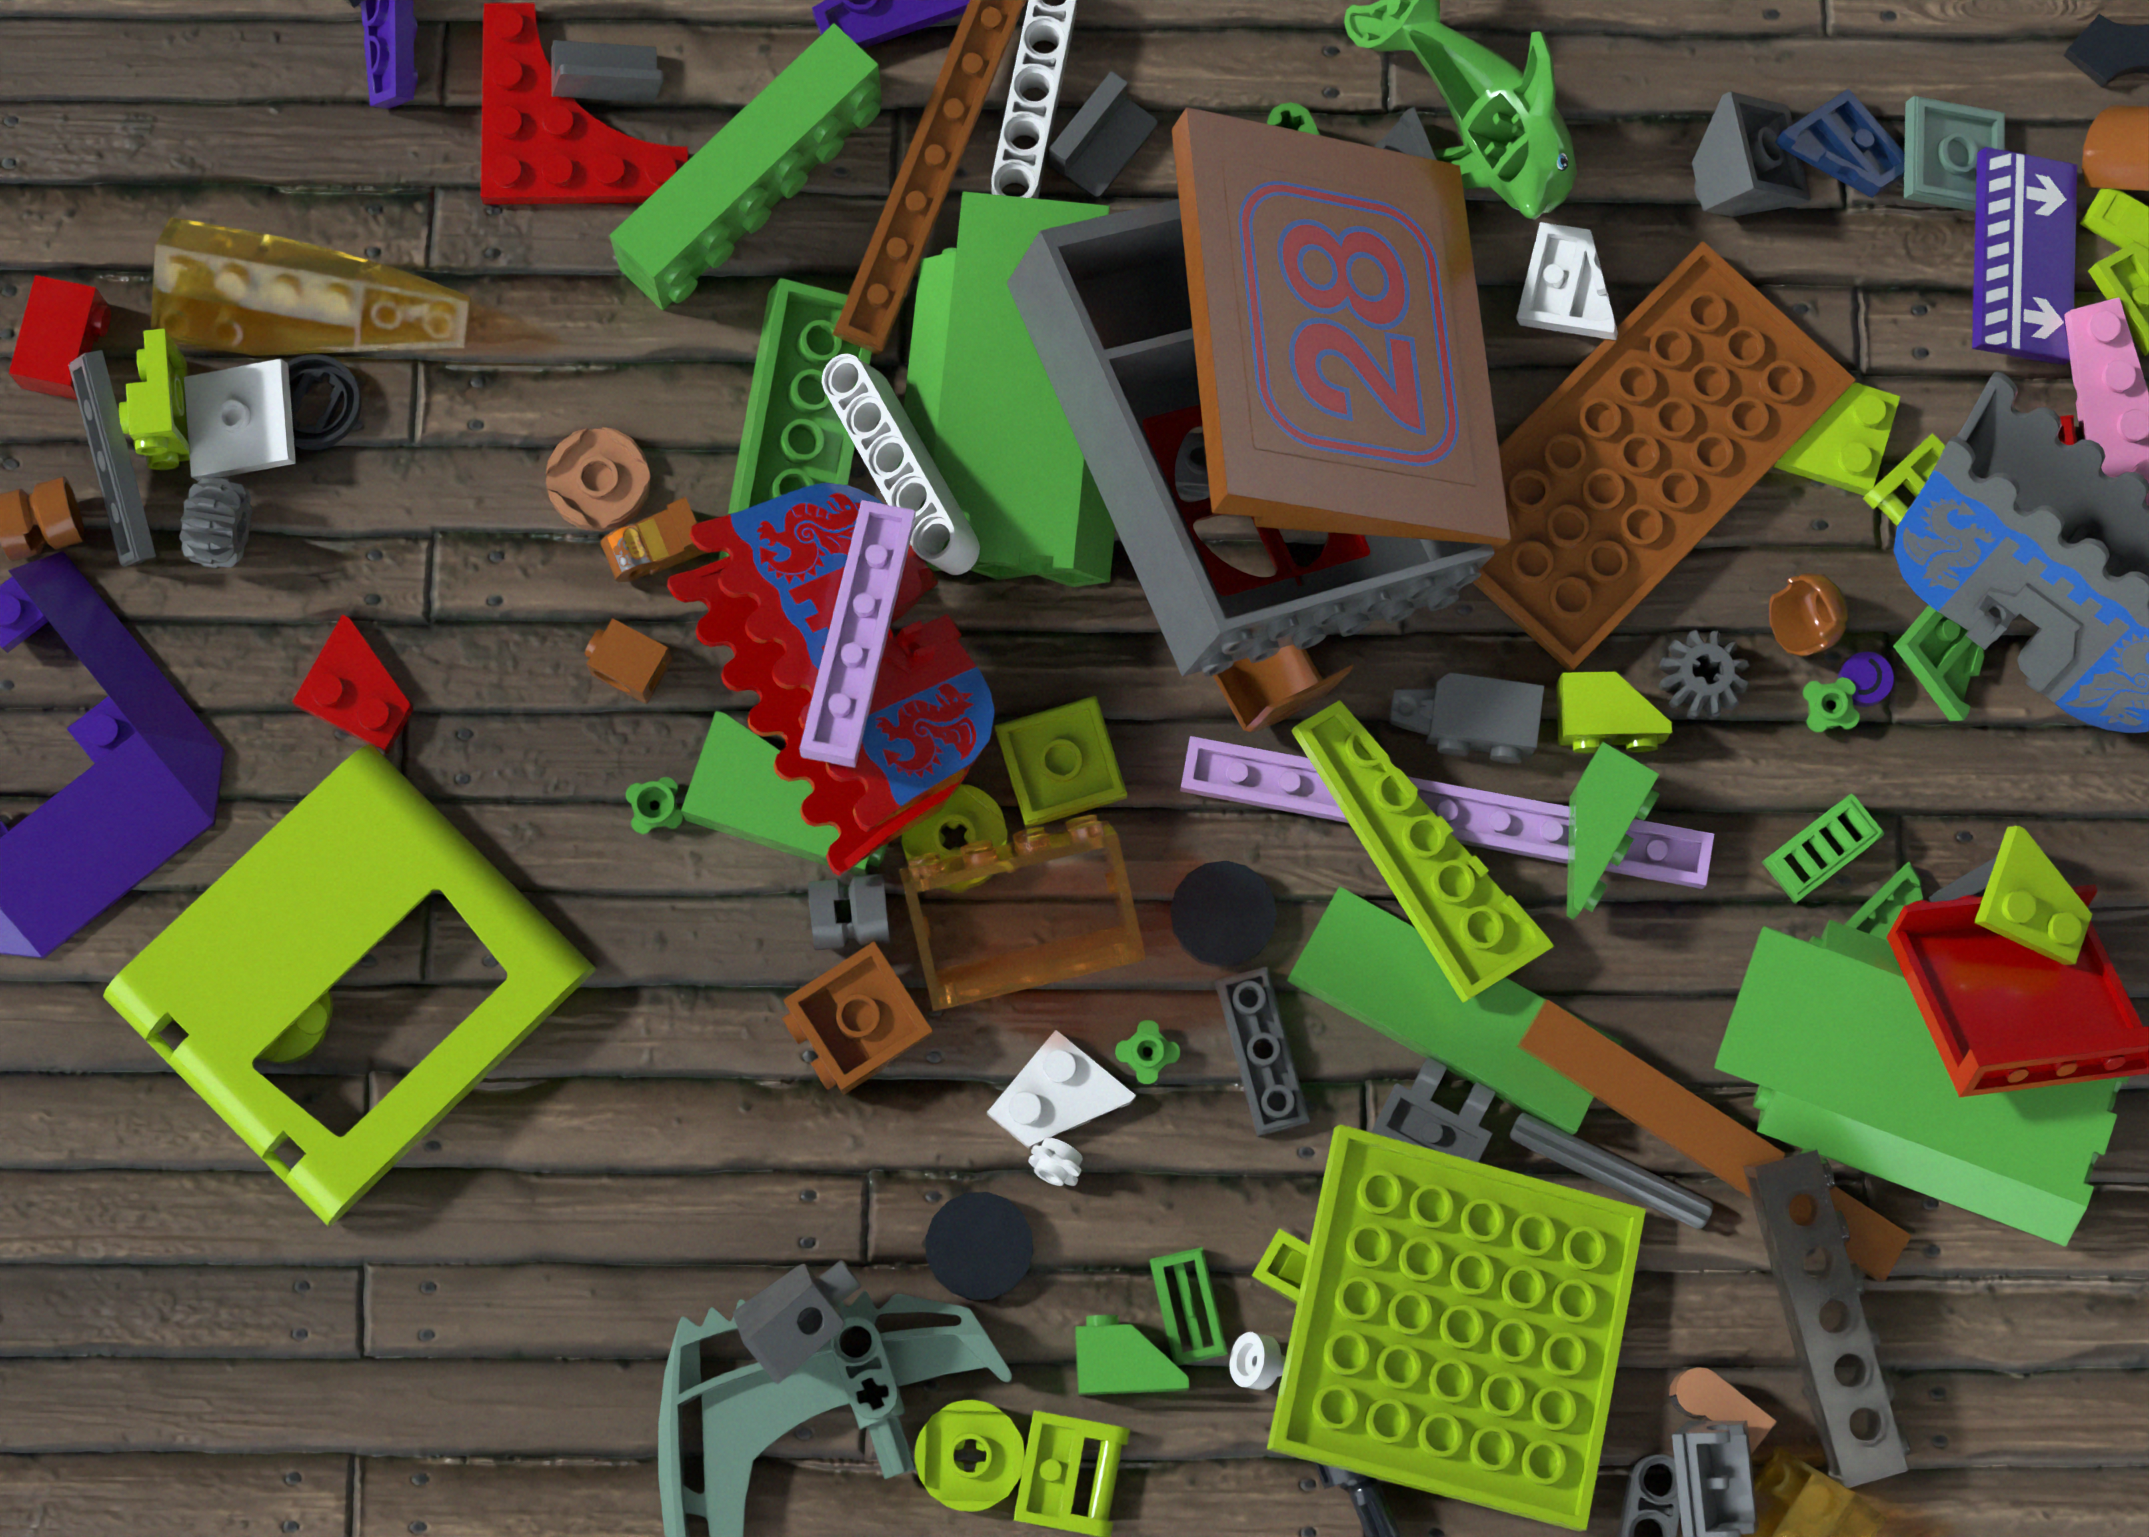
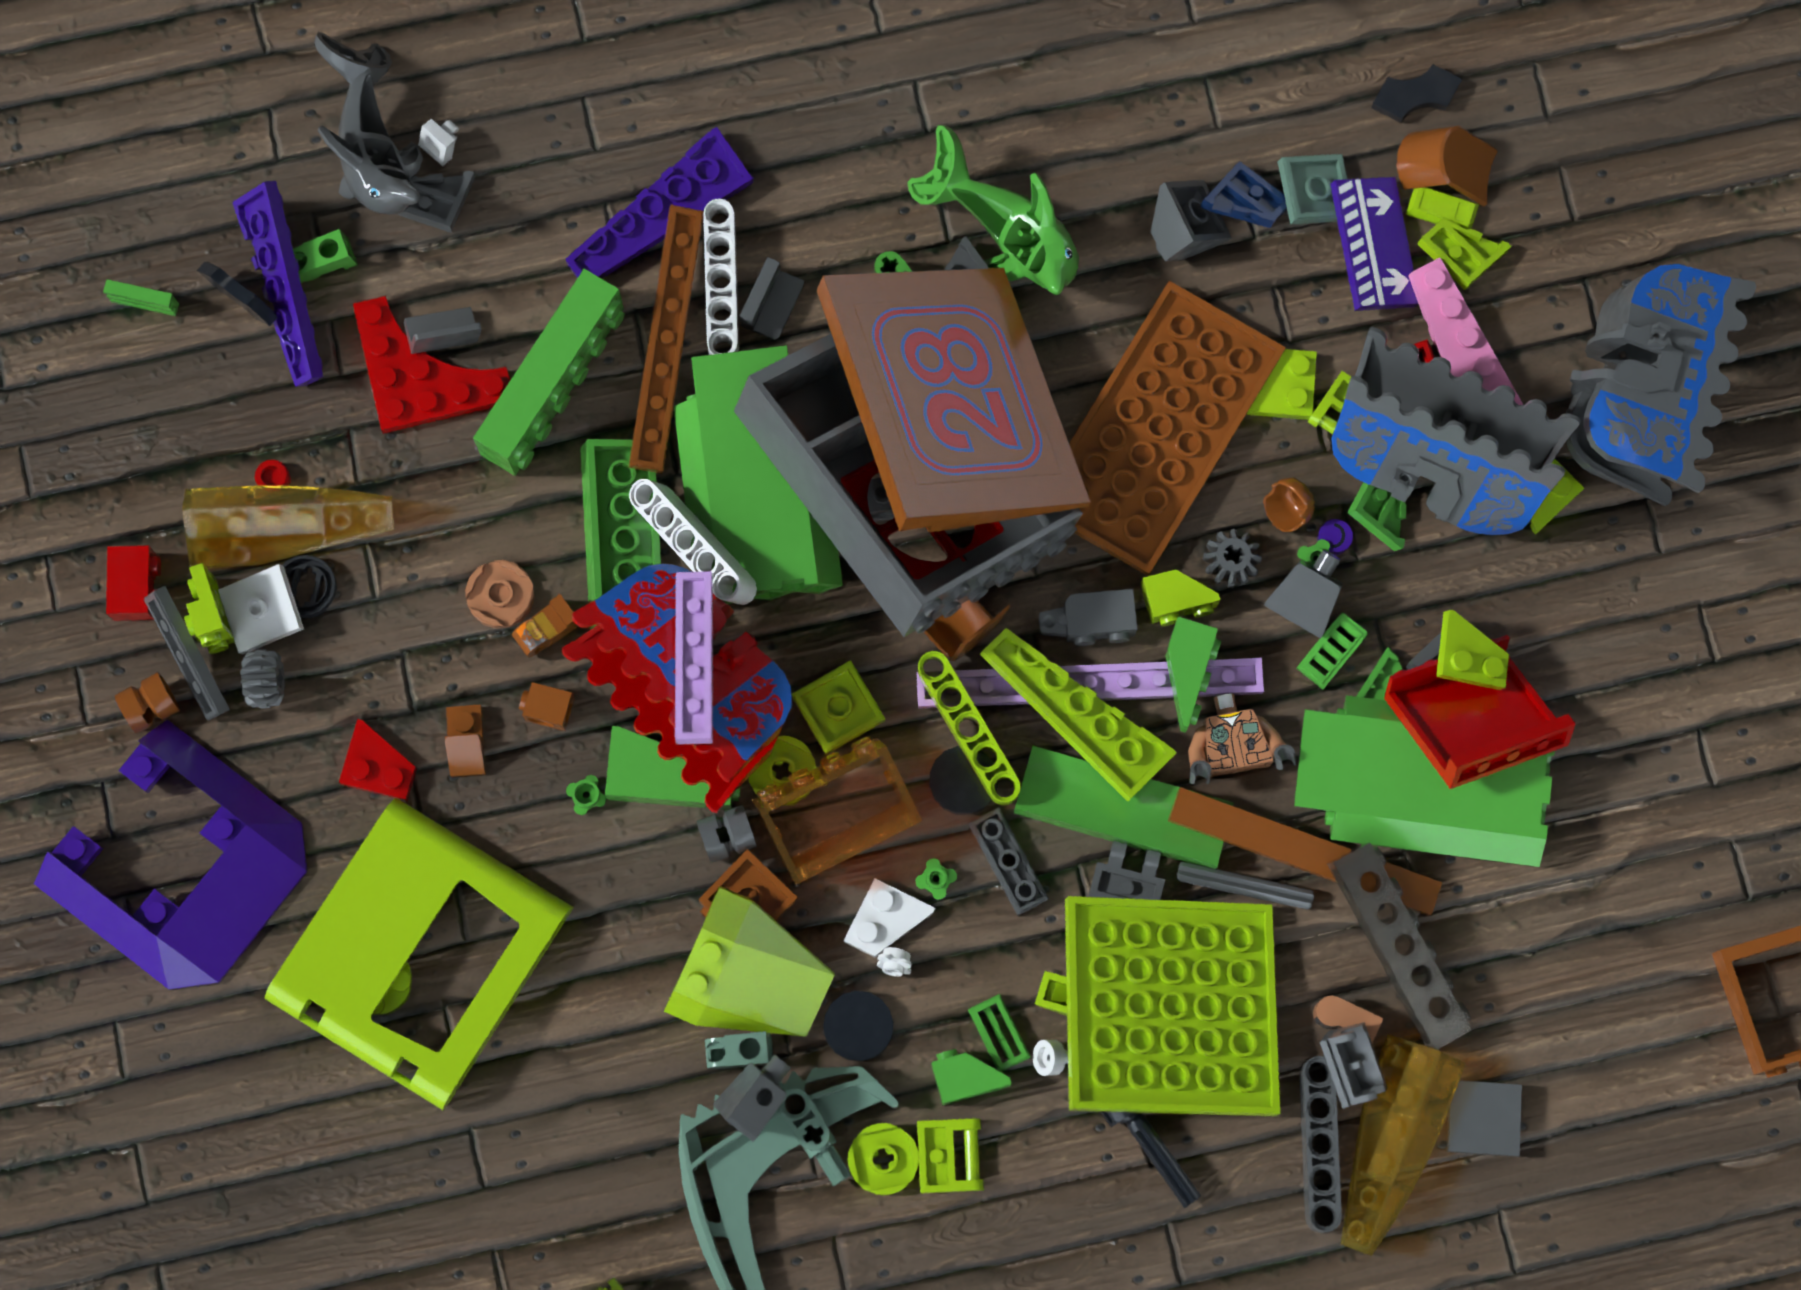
camera: 10 degrees left, 0 degrees up
(305, 224) = (272, 474): none -> red tile
(494, 684) = (465, 741): none -> dark orange slope
(791, 1240) = (739, 1050): none -> sand green leg
(833, 1128) = (749, 973): none -> lime wedge
(1248, 810) = (967, 711): none -> lime beam
(1566, 285) = (1088, 328): white wing -> none
(1645, 952) = (1235, 743): none -> nougat torso
(1807, 754) = (1308, 594): none -> dark grey torso

